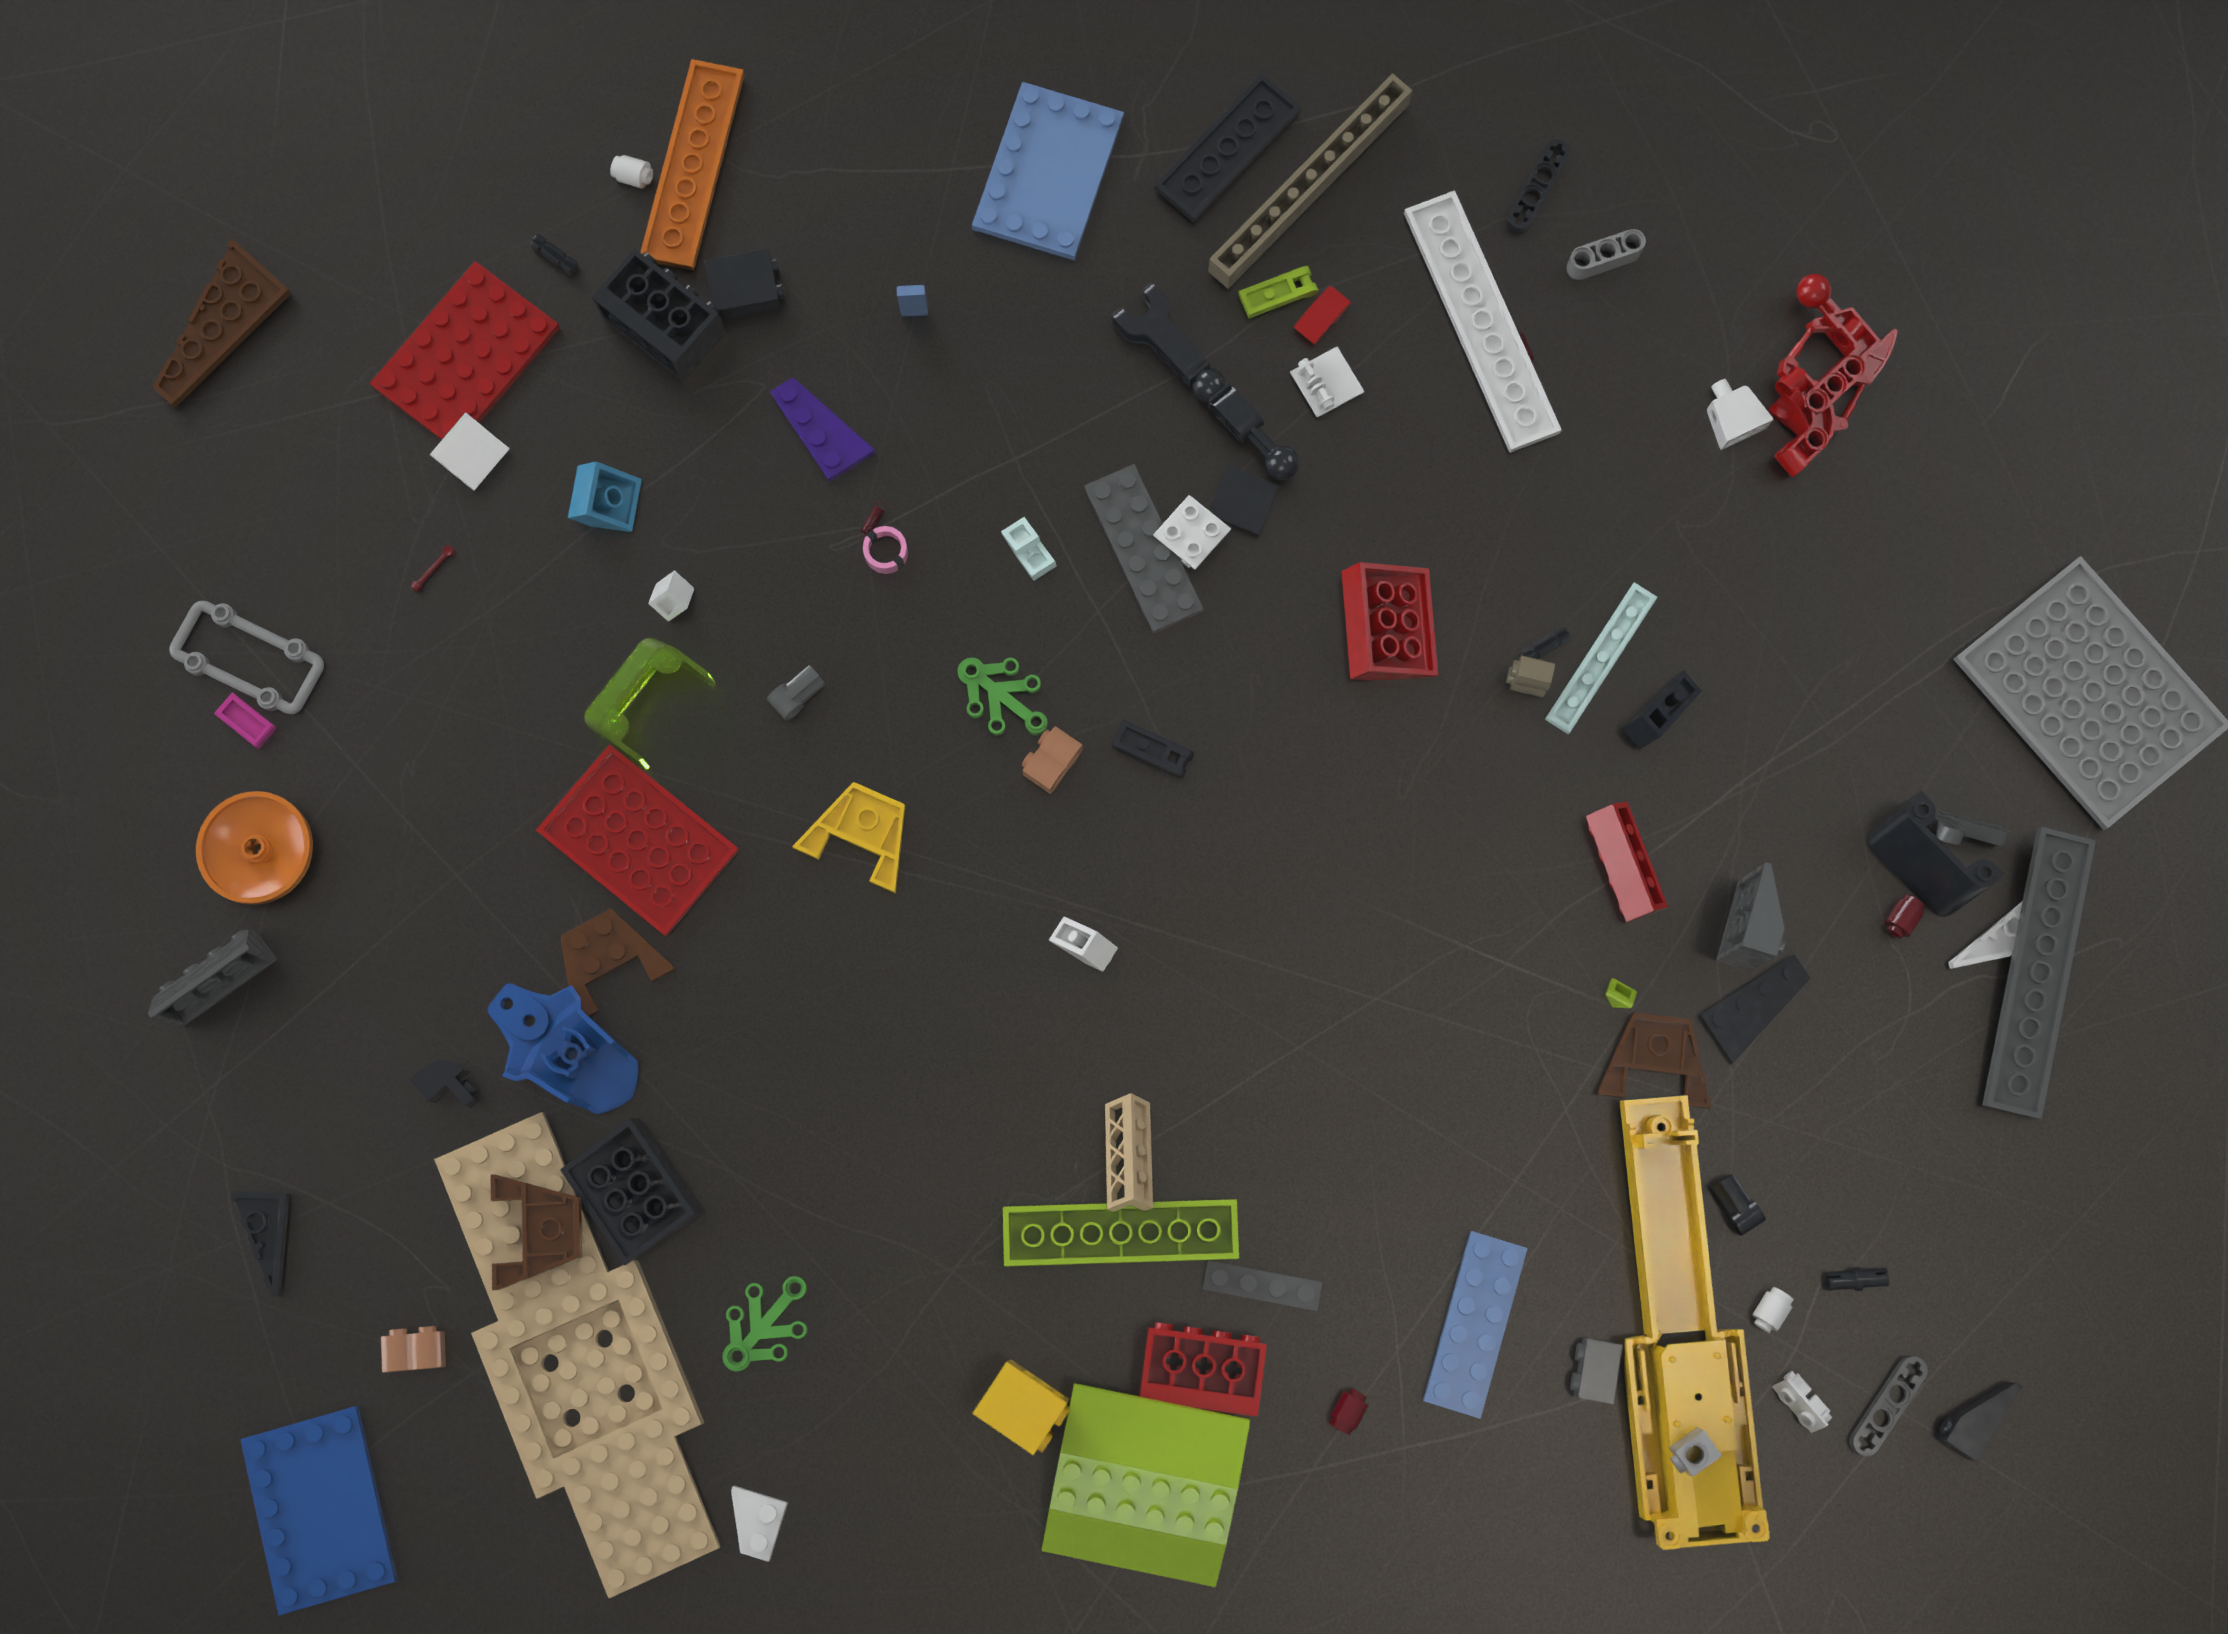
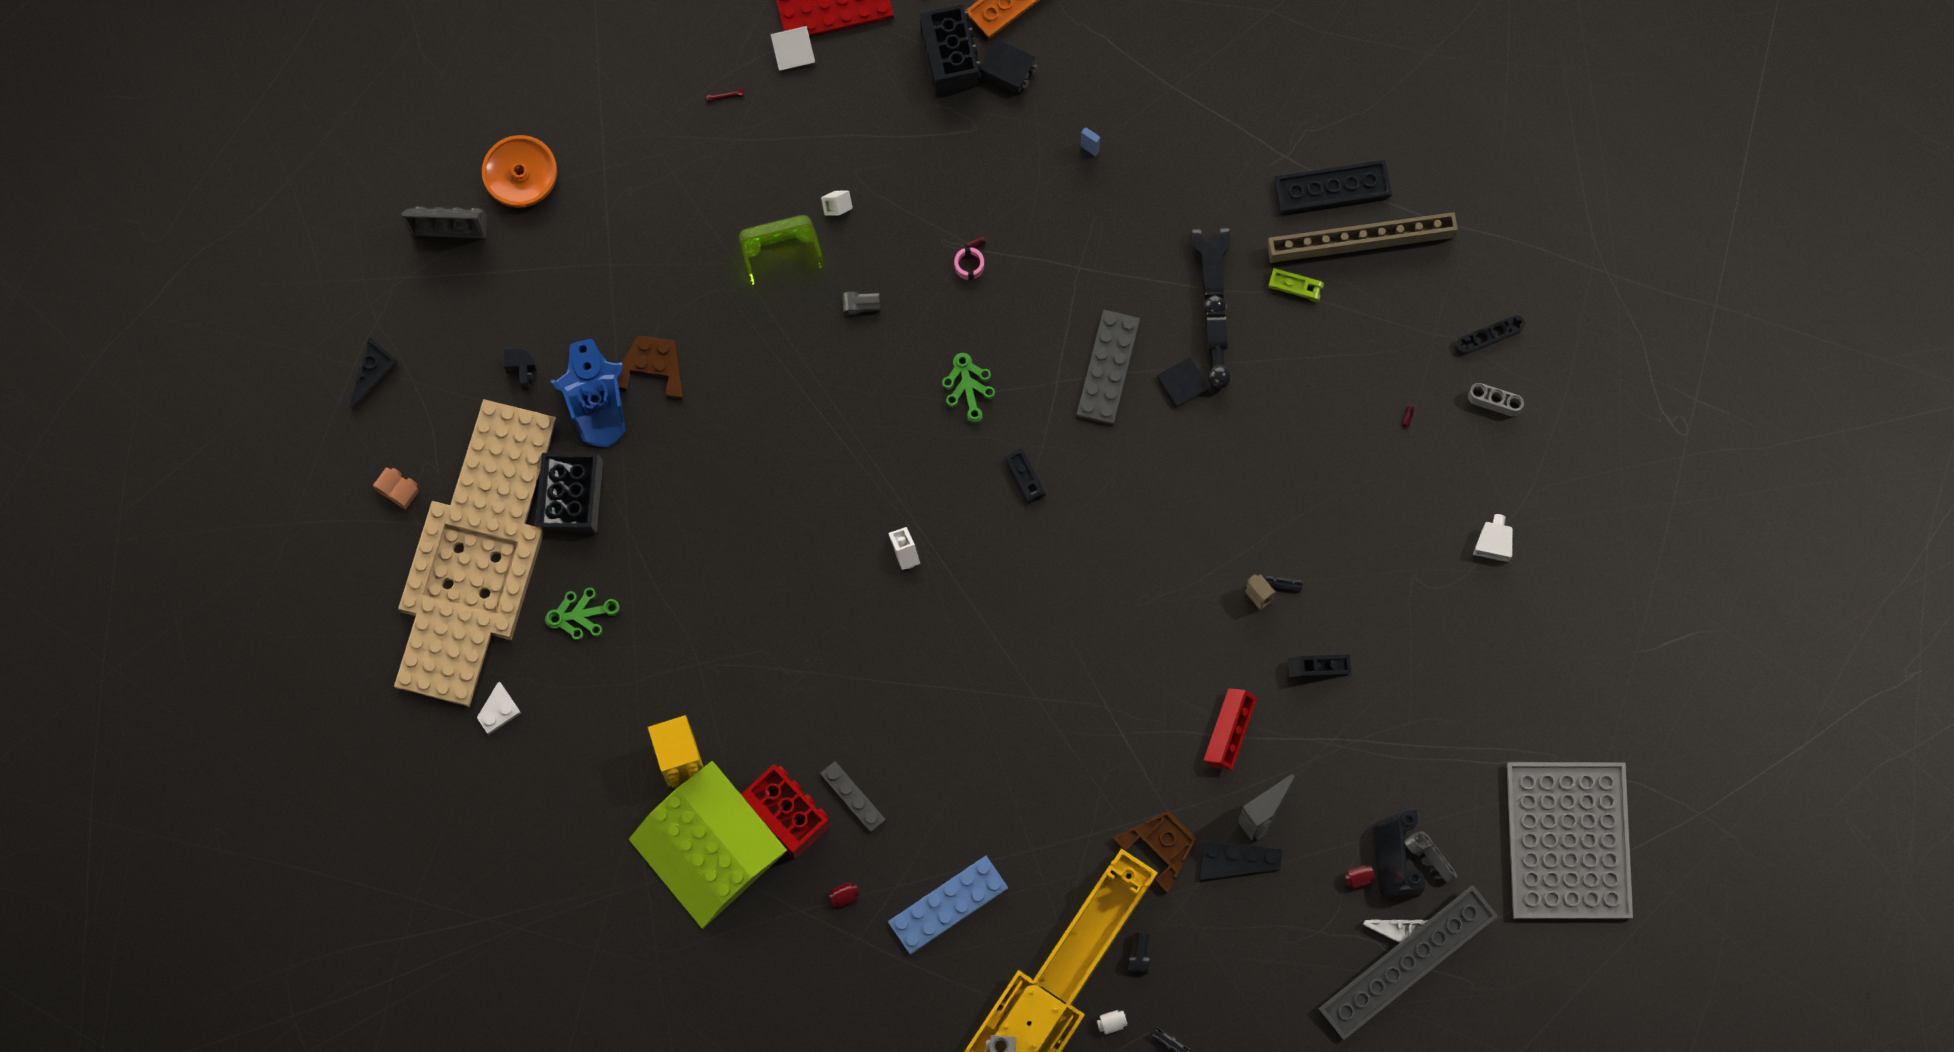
camera: 40 degrees right, 5 degrees down
(225, 617) = (587, 99): light grey bar -> none
(245, 720) = (566, 102): dark pink tile -> none
(318, 1510) = (287, 530): blue plate -> none
(548, 1230) = (512, 477): reddish brown wing -> none
(604, 497) = (843, 125): dark azure slope -> none
(637, 840) = (716, 317): red plate -> none
(826, 436) = (987, 181): dark purple wing -> none
(866, 821) = (842, 397): yellow wing -> none
(1028, 548) = (1046, 320): light aqua slope -> none
(1048, 171) = (1224, 126): medium blue plate -> none
(1052, 759) = (966, 440): nougat brick -> none
(1128, 1235) = (800, 709): lime brick -> none
(1135, 1151) = (840, 673): tan fence -> none
(1192, 532) = (1140, 377): white hinge -> none
(1322, 314) = (1310, 314): red slope -> none
(1326, 381) = (1282, 353): white hinge -> none
(1389, 622) = (1208, 506): red slope -> none
(1482, 321) = (1395, 384): white plate -> none
(1596, 1370) = (991, 978): dark grey brick -> none
(1601, 658) = (1310, 614): light aqua tile -> none
(1620, 994) = (1169, 796): lime slope -> none
(1862, 354) = (1595, 561): red piece -> none

